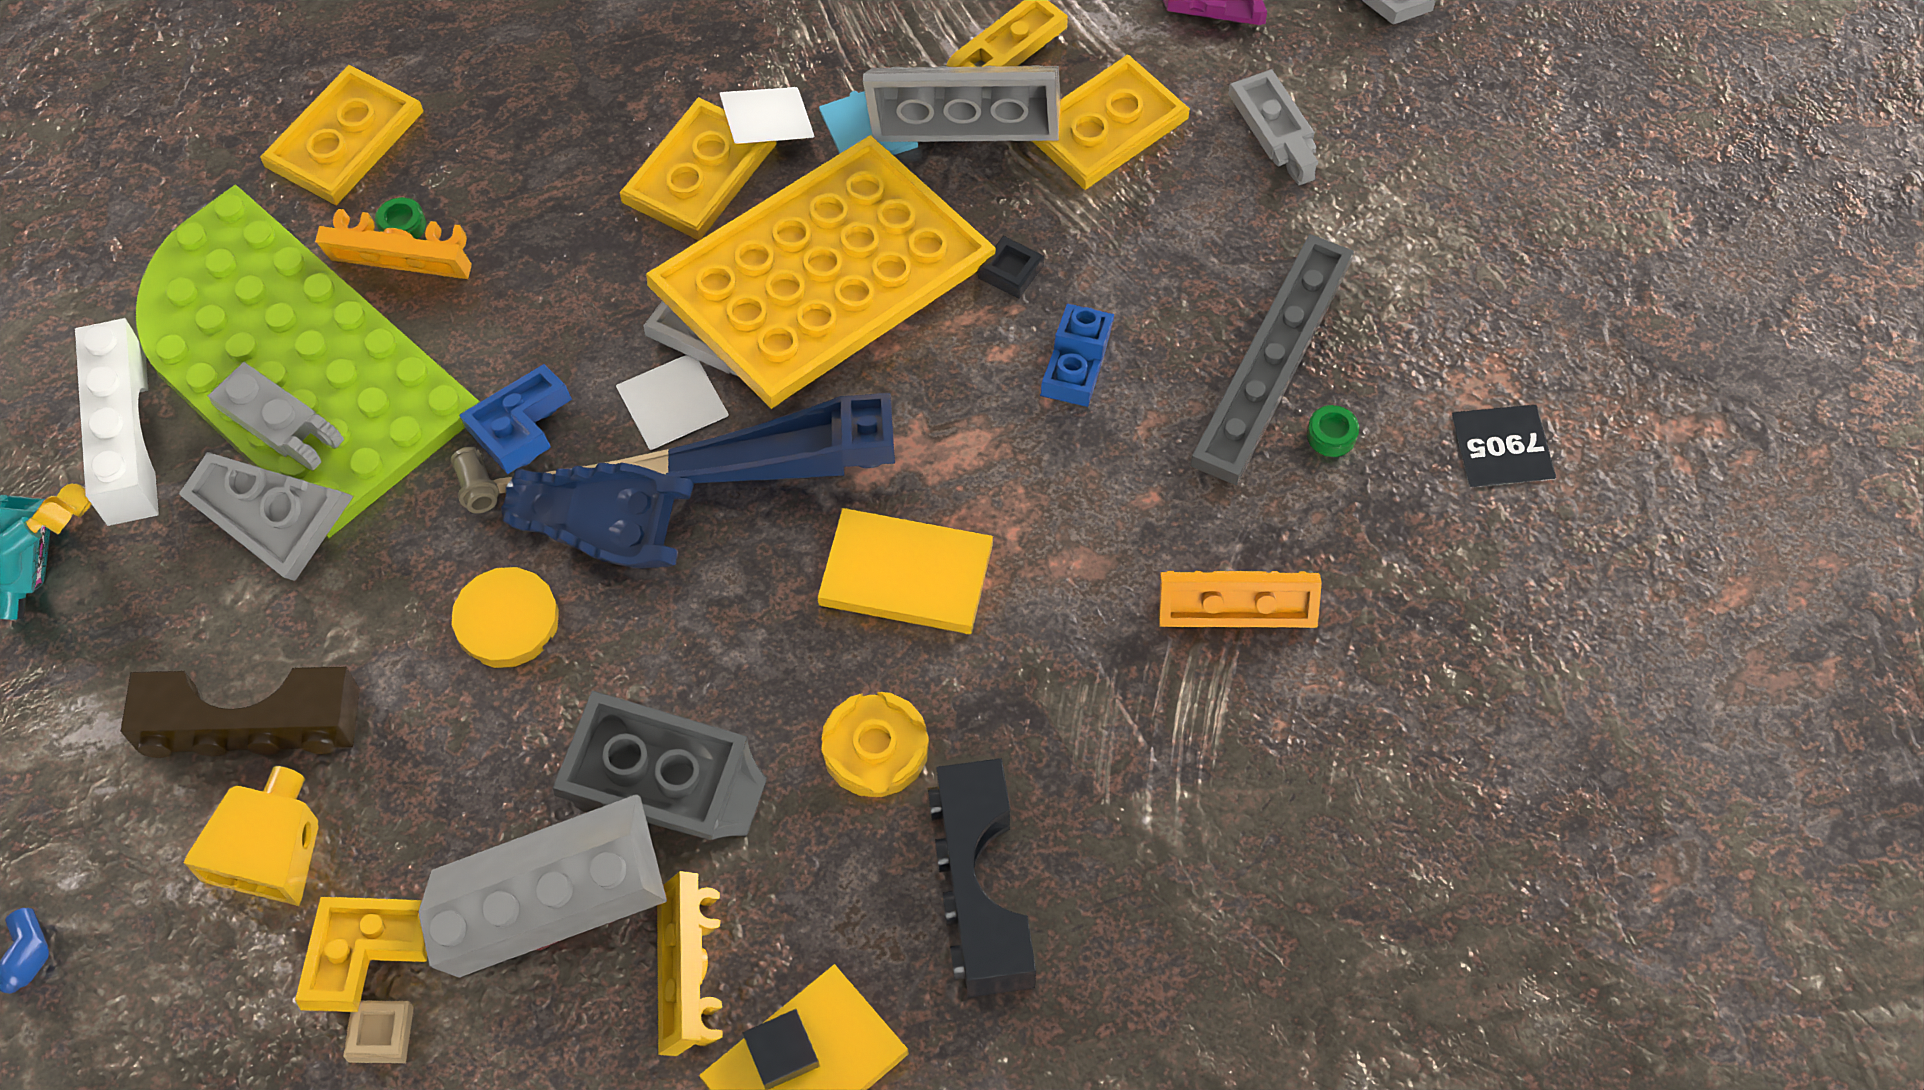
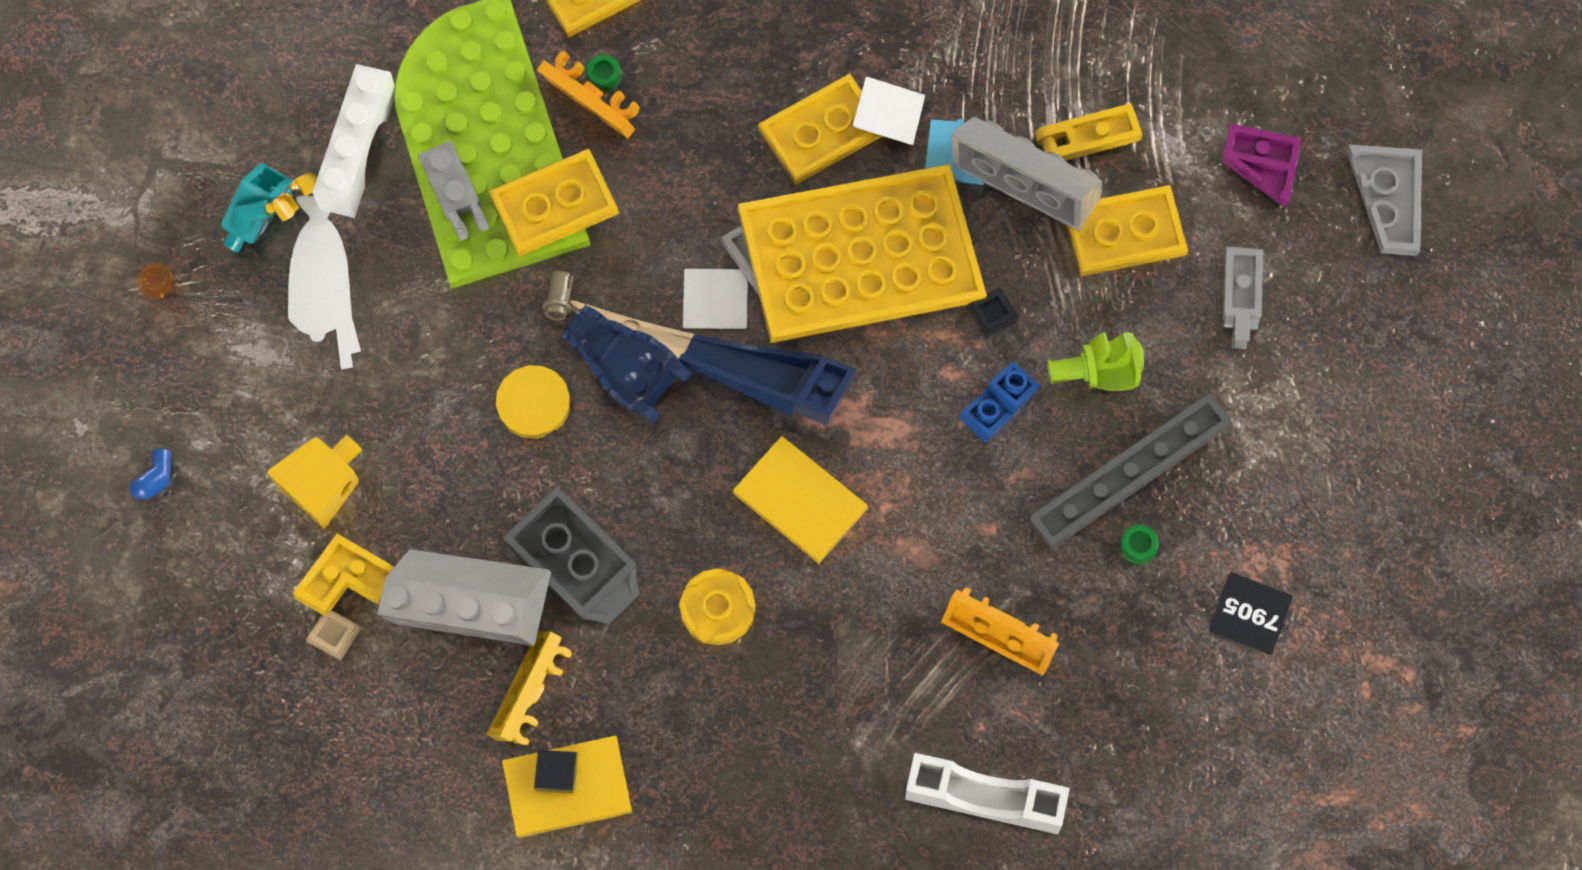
camera: 30 degrees right, 10 degrees up
(149, 608) = (320, 283): none -> white sticker
(265, 511) = (419, 252): light grey wing -> none
(307, 712) = (383, 406): dark brown arch -> none
(412, 376) = (554, 202): none -> yellow tile
(507, 419) = (599, 259): blue plate -> none
(994, 942) = (750, 684): black arch -> none
(1174, 256) = (1103, 364): none -> lime piece
(1396, 779) = (1015, 802): none -> white arch

